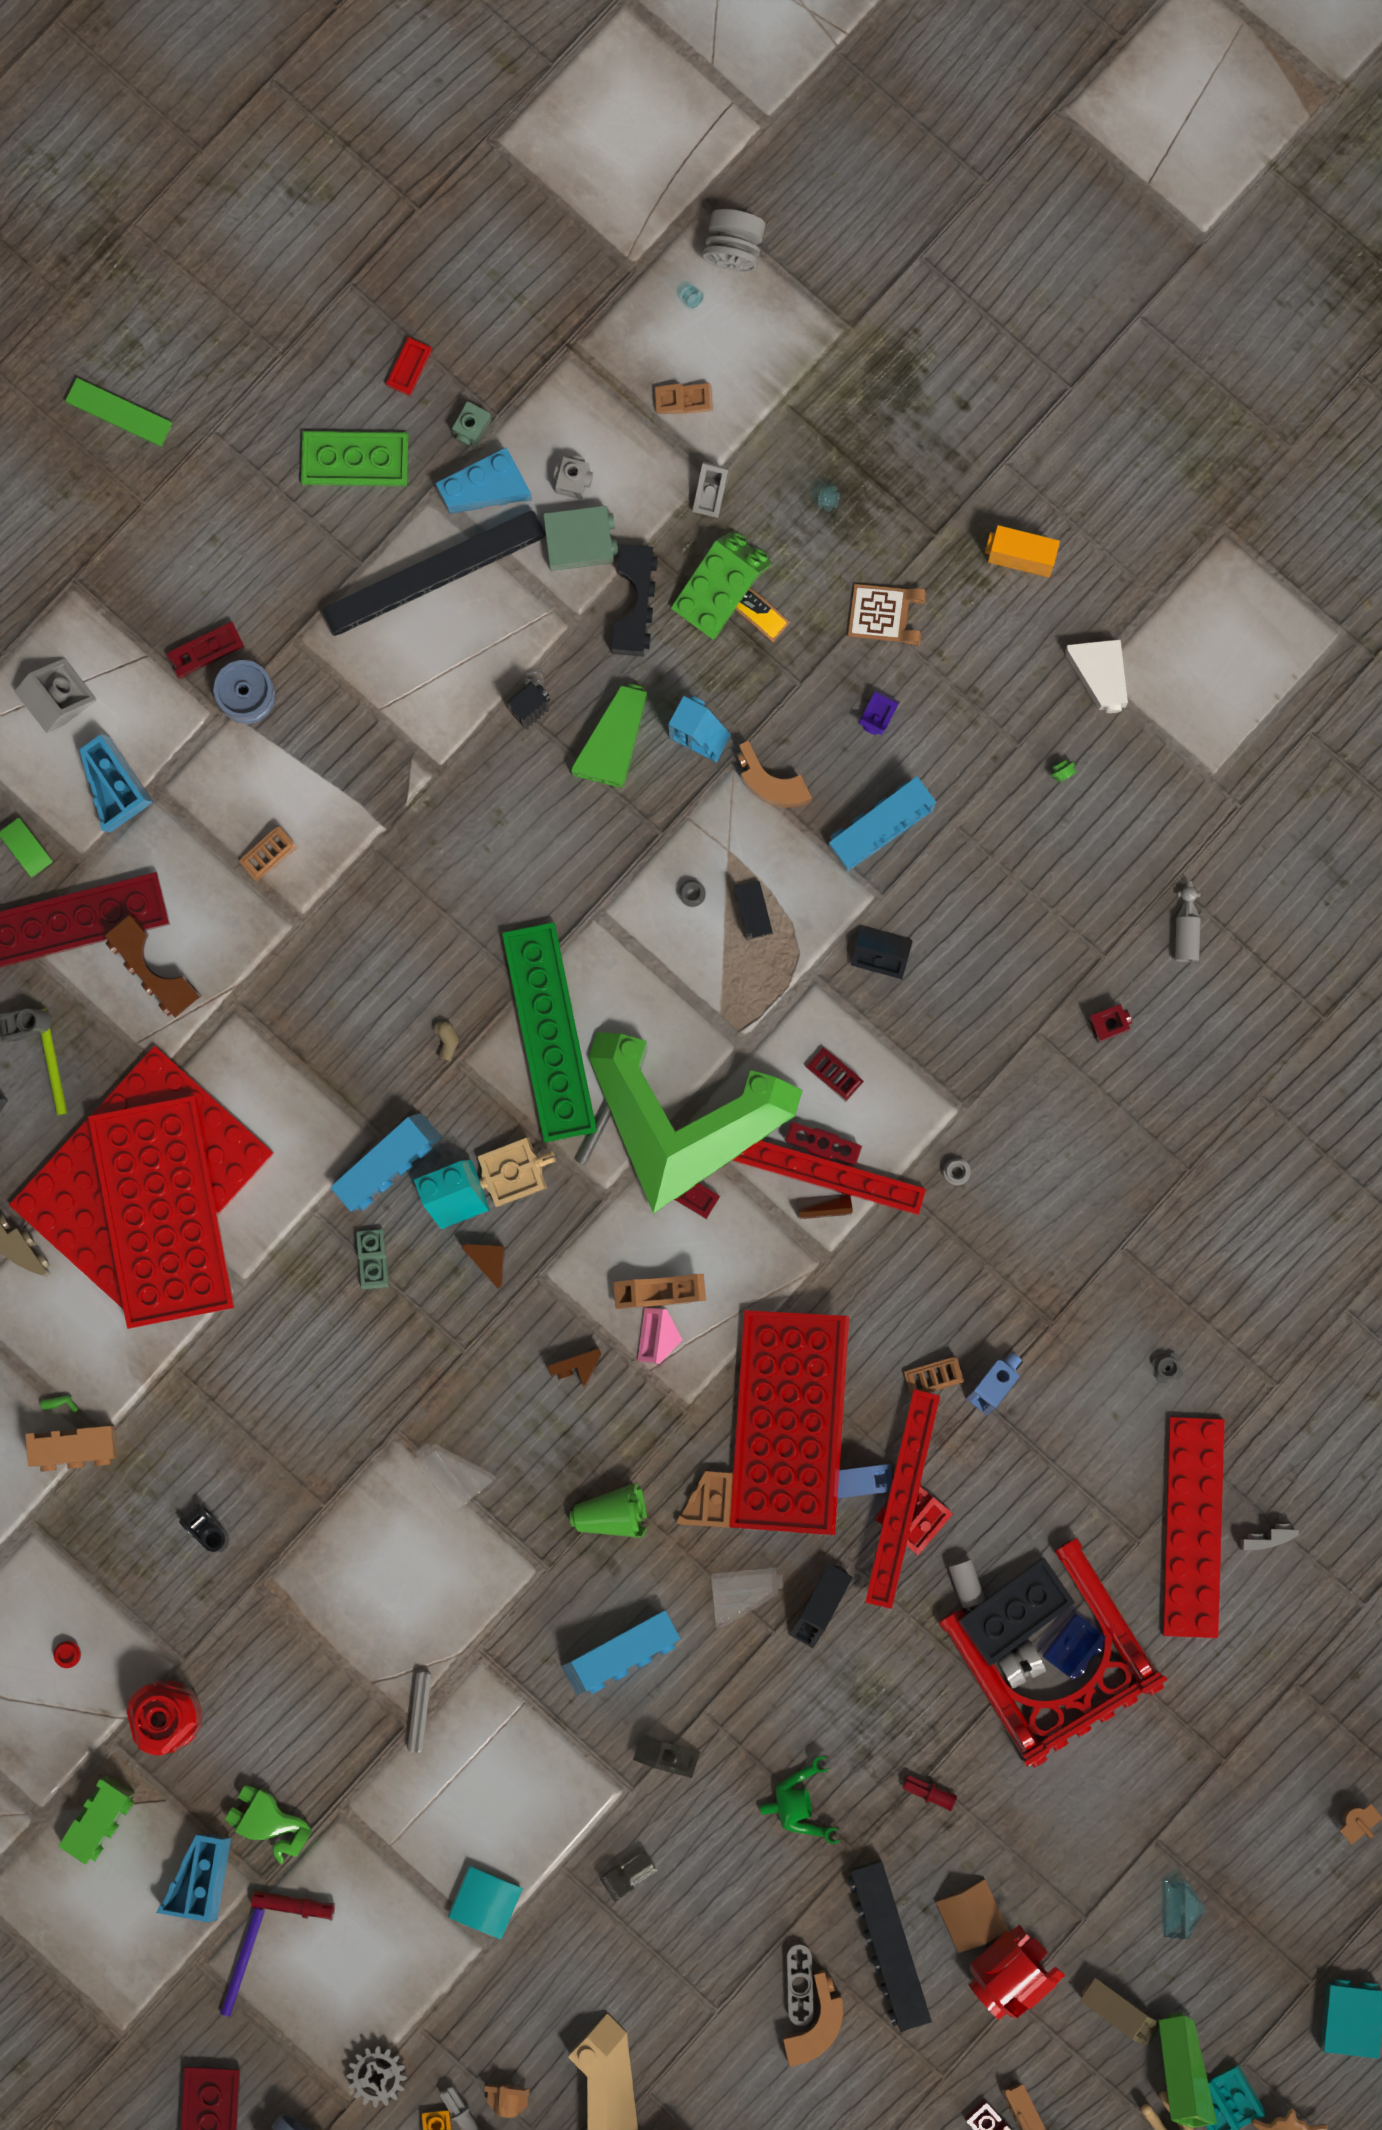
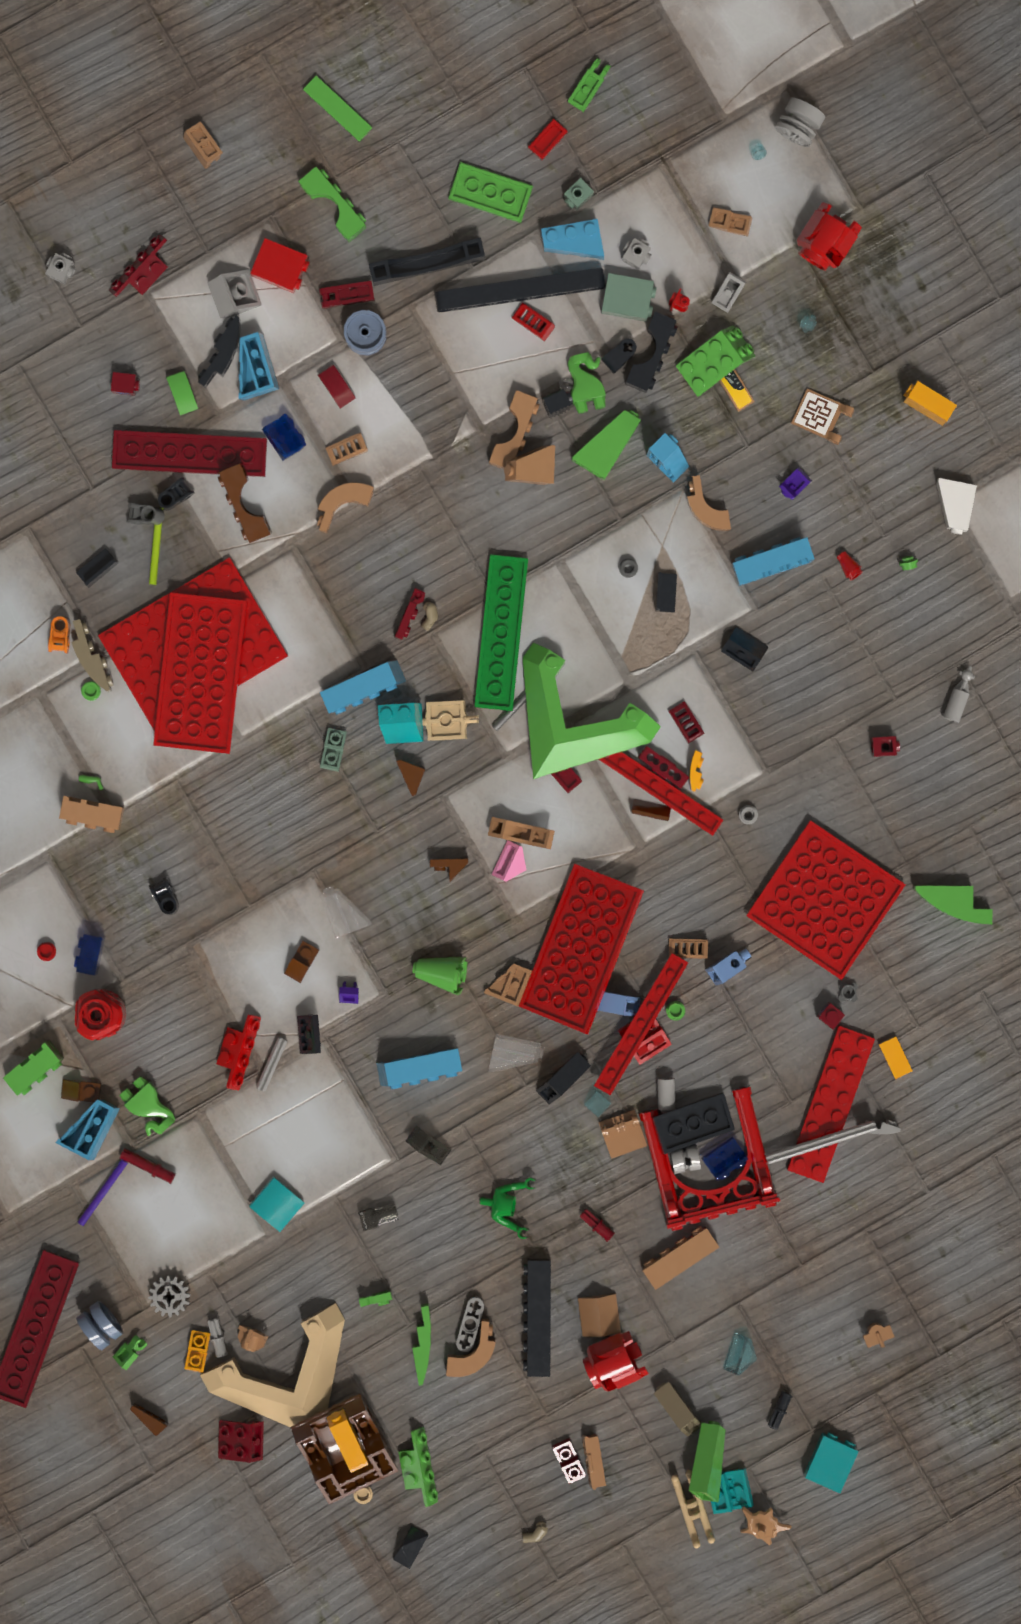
camera: 15 degrees right, 5 degrees up
(22, 1282) = (91, 691): none -> bright green tile
(57, 983) = (176, 494): none -> black piece
(66, 767) = (227, 347): none -> black slope
(105, 640) = (280, 266): none -> red brick
(122, 520) = (317, 186): none -> bright green arch
(127, 1639) = (90, 954): none -> clear blue brick
(170, 1830) = (80, 1090): none -> reddish brown slope
(179, 863) = (284, 437): none -> clear blue bracket
(228, 775) = (336, 386): none -> dark red slope
(275, 589) = (407, 267): none -> black arch
(277, 917) = (343, 494): none -> medium nougat arch
(366, 1708) = (237, 1050): none -> red bracket
(417, 1069) = (410, 613): none -> dark red hinge
(417, 1559) = (301, 961): none -> reddish brown slope
(441, 282) = (588, 87): none -> bright green hinge
(457, 1654) = (309, 1034): none -> black bracket
(481, 794) = (522, 407): none -> medium nougat arch
(485, 615) = (547, 329): none -> red slope
(495, 1583) = (349, 994): none -> dark purple tile
(523, 799) = (532, 467): none -> medium nougat slope
(560, 670) = (586, 385): none -> bright green hips
(589, 619) = (617, 357): none -> black piece
(649, 522) = (679, 301): none -> red hinge
(667, 1987) = (381, 1298): none -> bright green plate
(746, 2042) = (422, 1350): none -> bright green slope
(817, 379) = (826, 238): none -> red piece
(870, 1146) = (695, 777): none -> light orange slope
(878, 1626) = (597, 1104): none -> clear light blue slope
(925, 1657) = (622, 1134): none -> medium nougat hinge
(943, 1466) = (675, 1010): none -> bright green plate
(987, 800) = (849, 566): none -> red cone
(1057, 1801) = (680, 1257): none -> medium nougat brick
(1097, 1253) = (825, 900): none -> red plate
(1154, 1407) = (830, 1015): none -> dark red brick
(1197, 1582) = (821, 1142): none -> light grey axle
(1259, 1969) = (779, 1410): none -> black axle
(1260, 1436) = (895, 1057): none -> light orange tile
(1272, 1202) = (955, 902): none -> bright green slope

